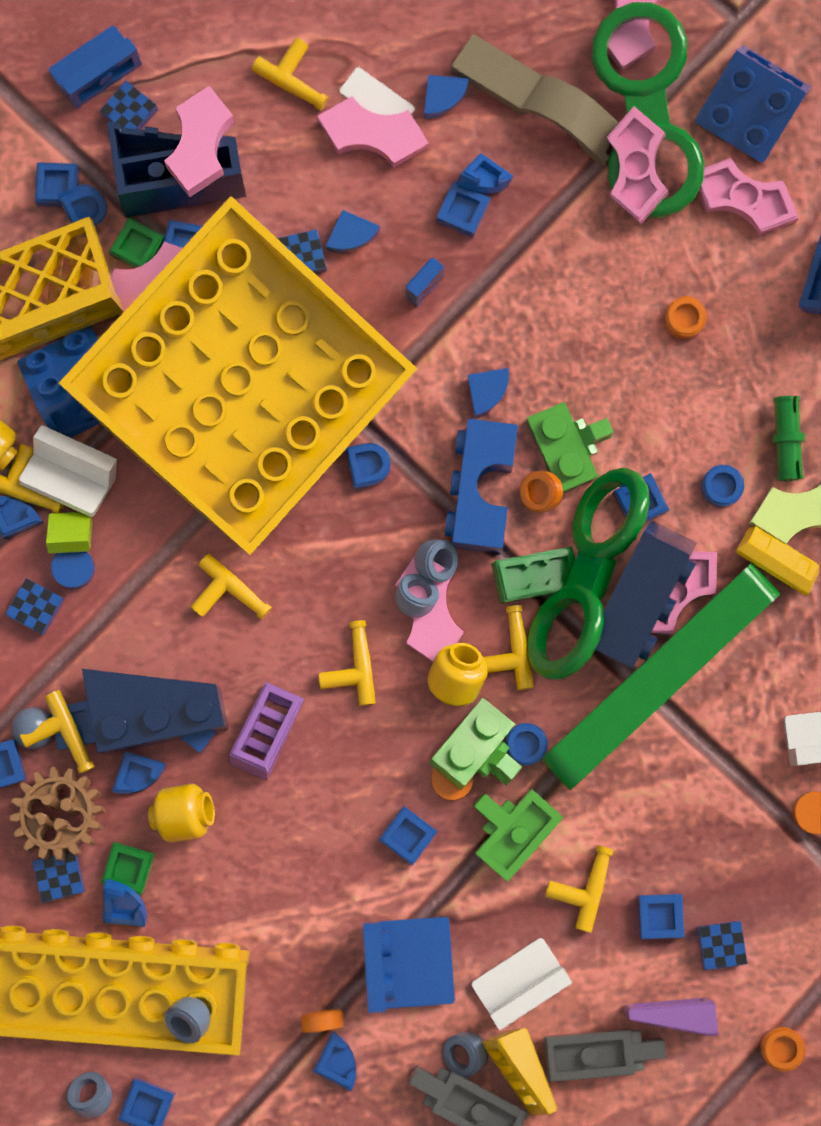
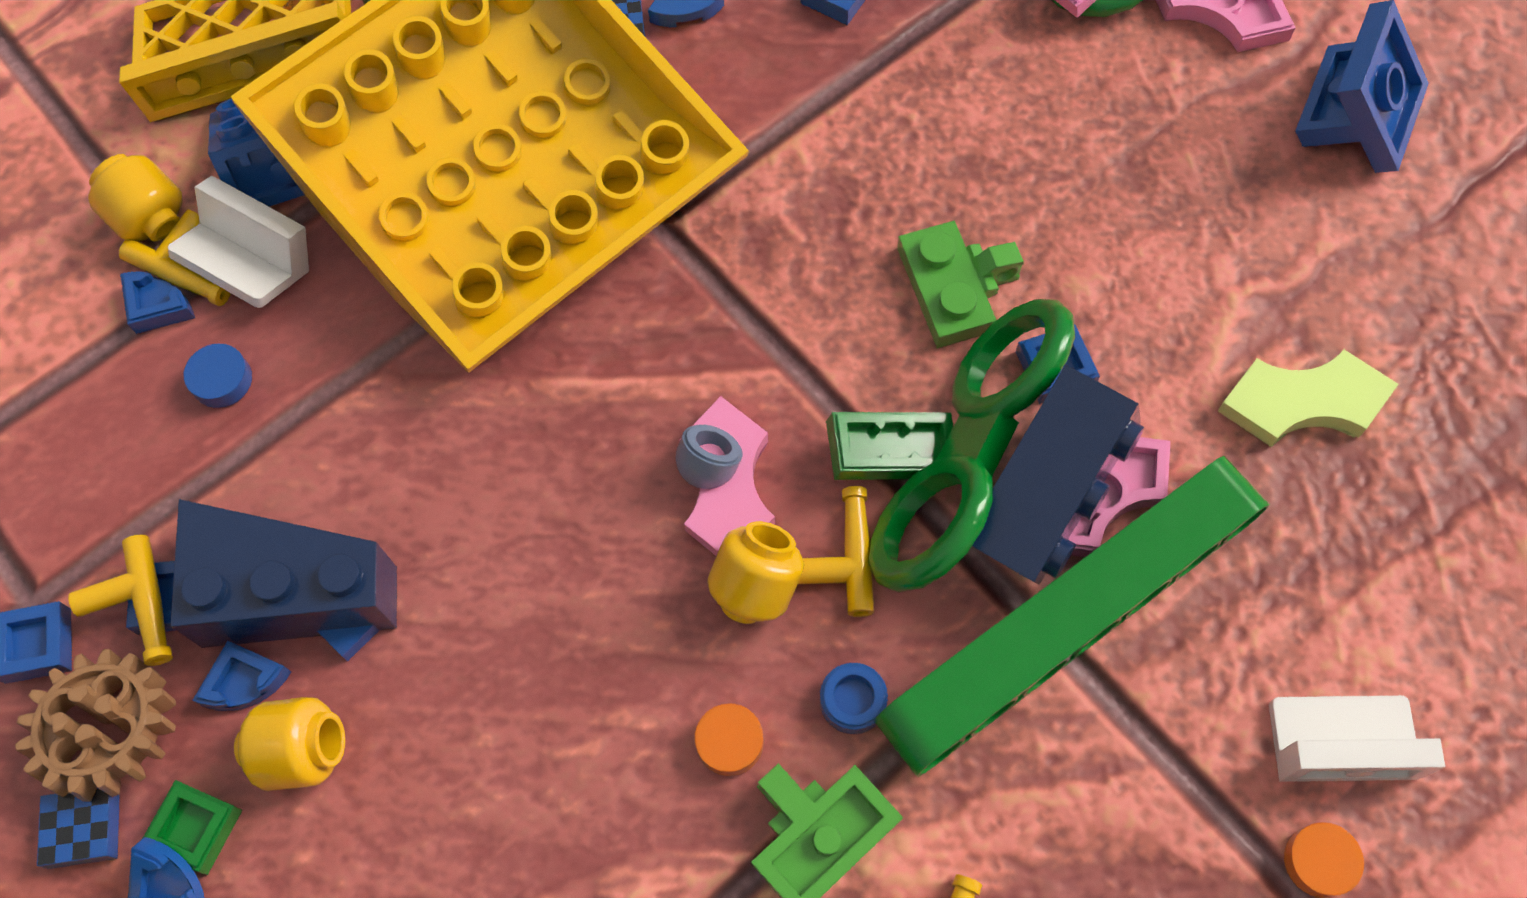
camera: 10 degrees right, 15 degrees down
(27, 722) = (85, 579): sand blue piece -> none
(35, 606) = (150, 422): tile -> none
(69, 532) = (220, 325): lime tile -> none
(224, 581) = (428, 415): yellow piece -> none
(249, 763) = (450, 669): medium lavender slope -> none
(360, 675) = (610, 566): yellow piece -> none
(368, 464) = (665, 280): blue tile -> none
(408, 835) = (647, 824): blue tile -> none
(424, 281) = (774, 58): blue tile -> none
(442, 553) = (754, 400): sand blue piece -> none
(477, 748) = (774, 691): hinge -> none
(485, 449) = (834, 271): blue arch -> none
(487, 389) = (846, 199): blue tile -> none
(541, 491) = (910, 333): orange tile -> none
(685, 317) = (1133, 136): orange tile -> none
(722, 486) = (1180, 354): blue tile -> none
(778, 559) = (1267, 459): yellow tile -> none
(788, 438) = (1281, 296): green pin -> none

